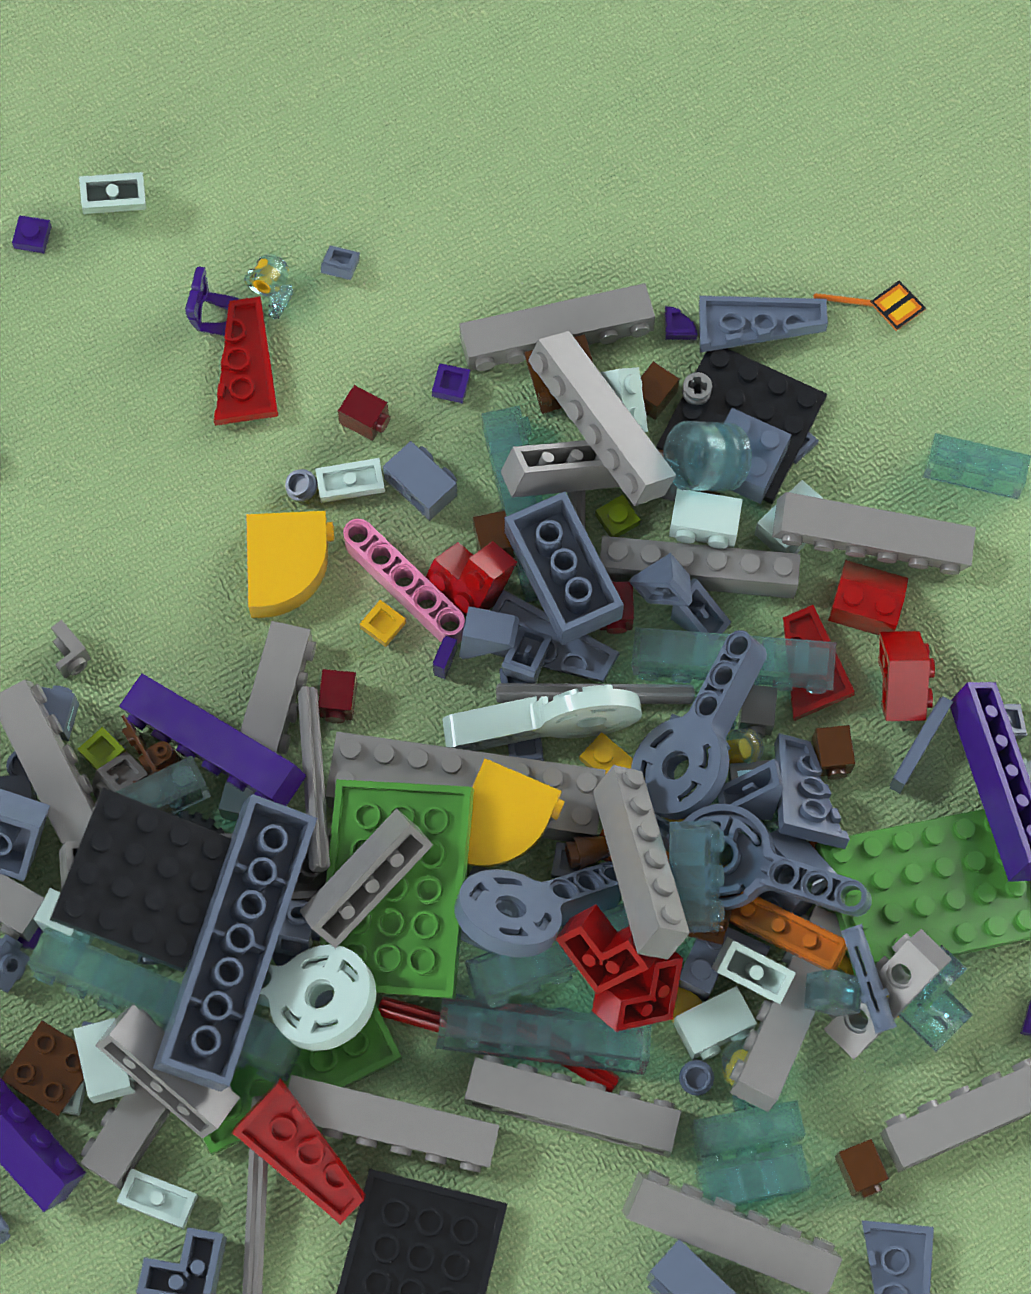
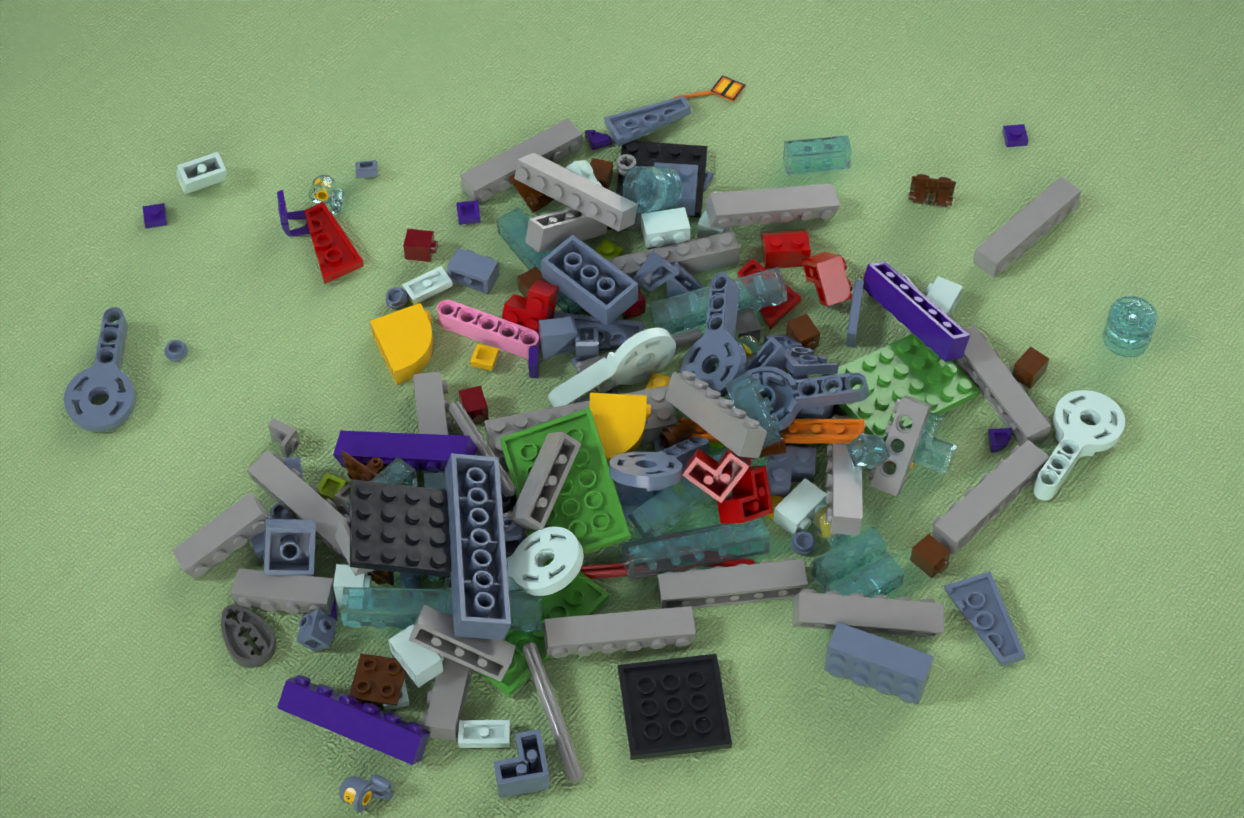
camera: 20 degrees left, 15 degrees down
(295, 1148) = (564, 661): red wing -> none
(753, 970) = (812, 456): light aqua slope -> none
(855, 939) = (905, 452): sand blue pin -> none

